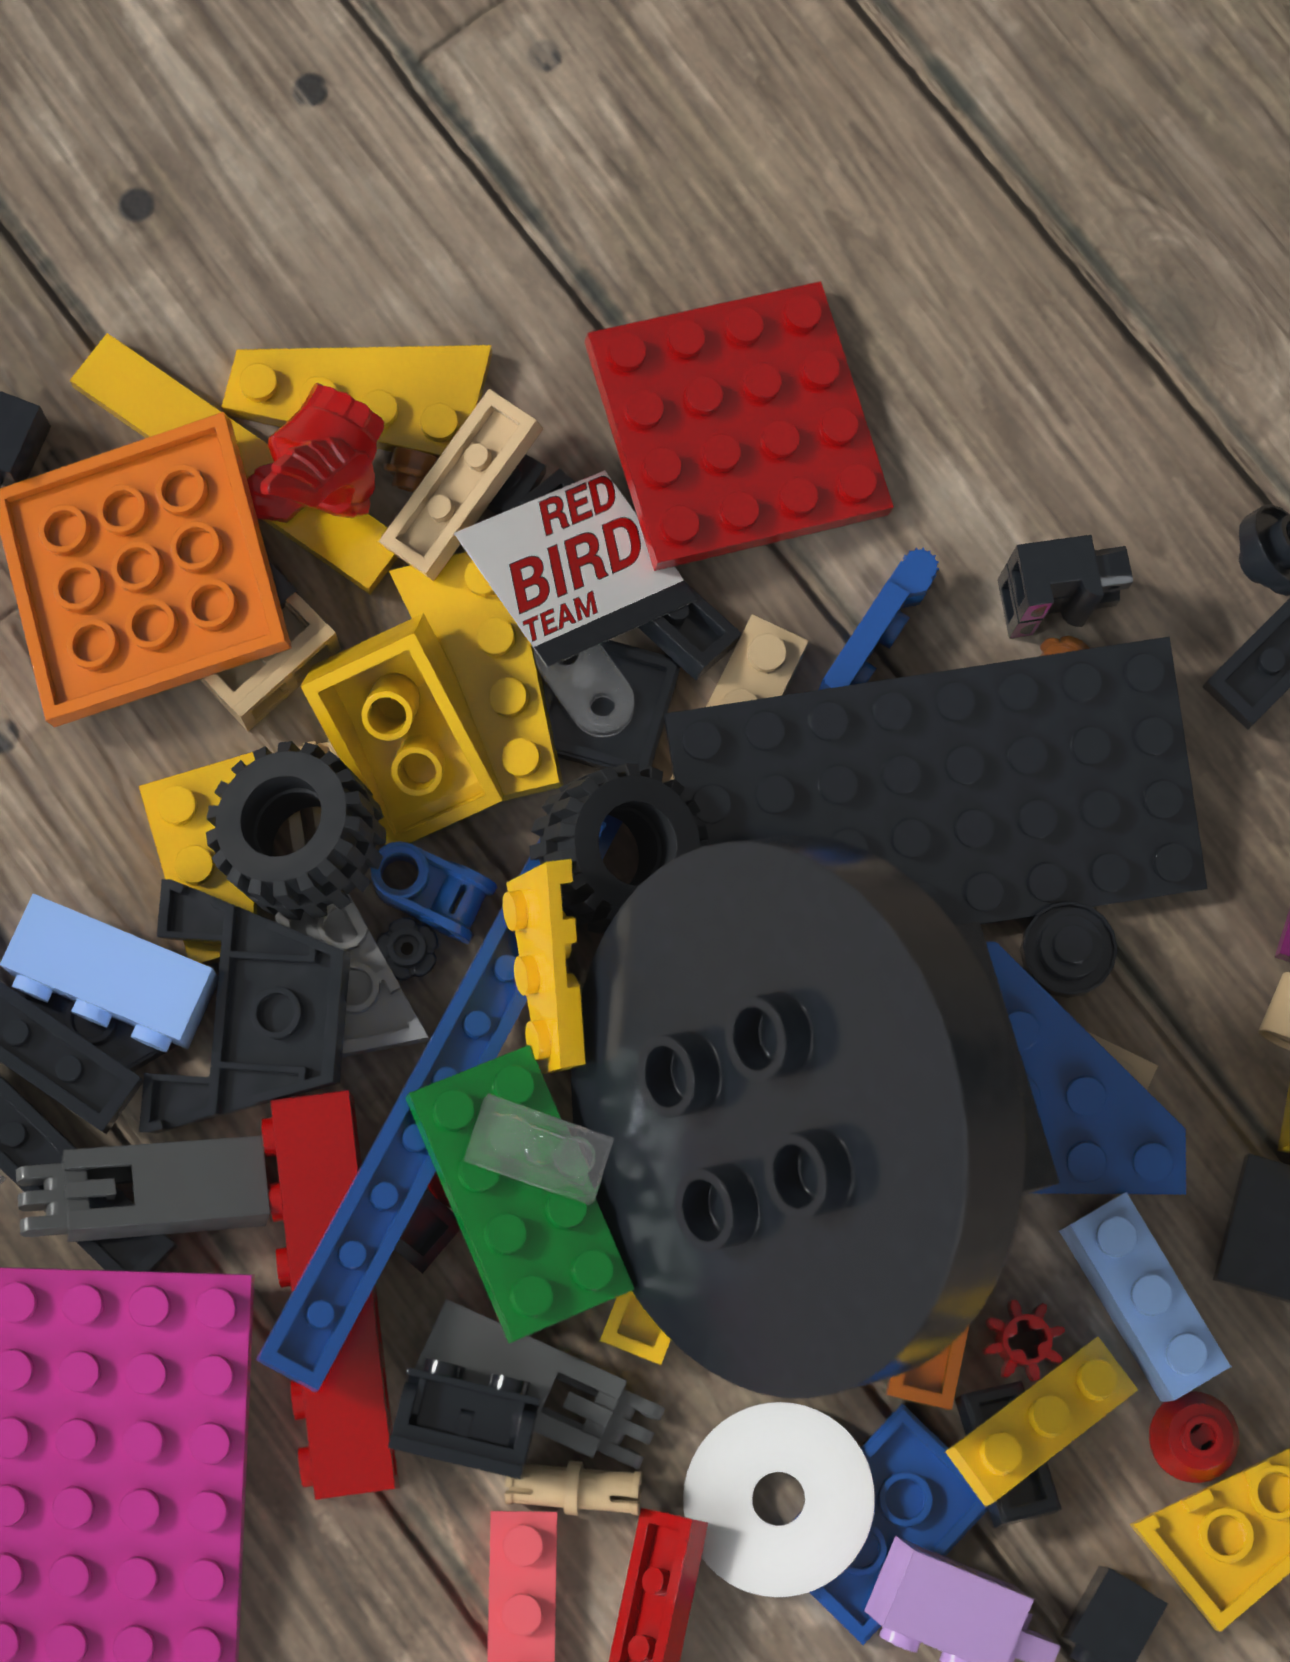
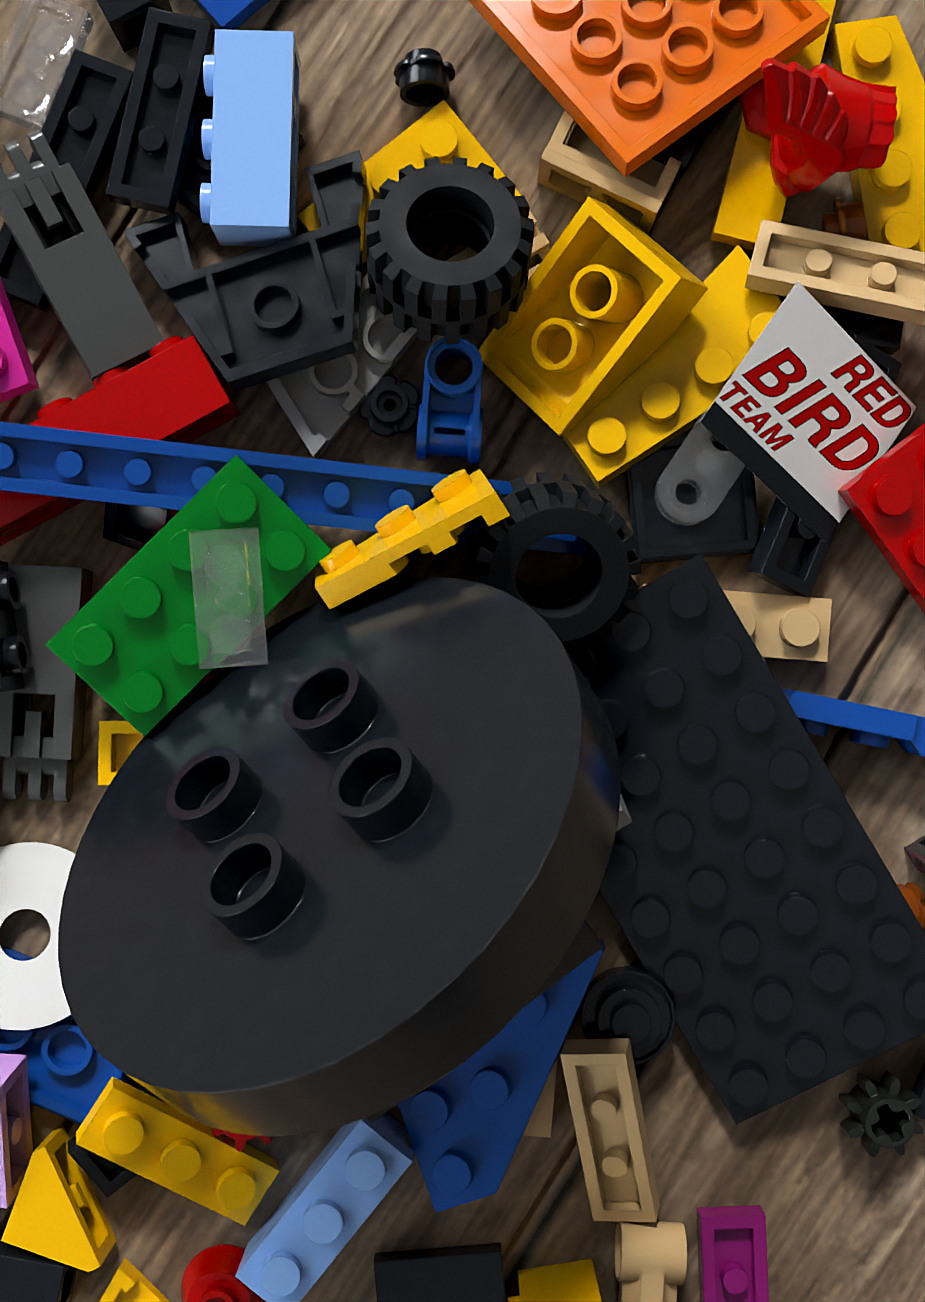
camera: 70 degrees right, 10 degrees up
(109, 796) = (423, 77): none -> black plate
(1054, 1567) = (59, 1210): none -> yellow slope
(1167, 1002) = (610, 1129): none -> tan plate
(1232, 766) = (898, 1119): none -> pearl dark grey gear

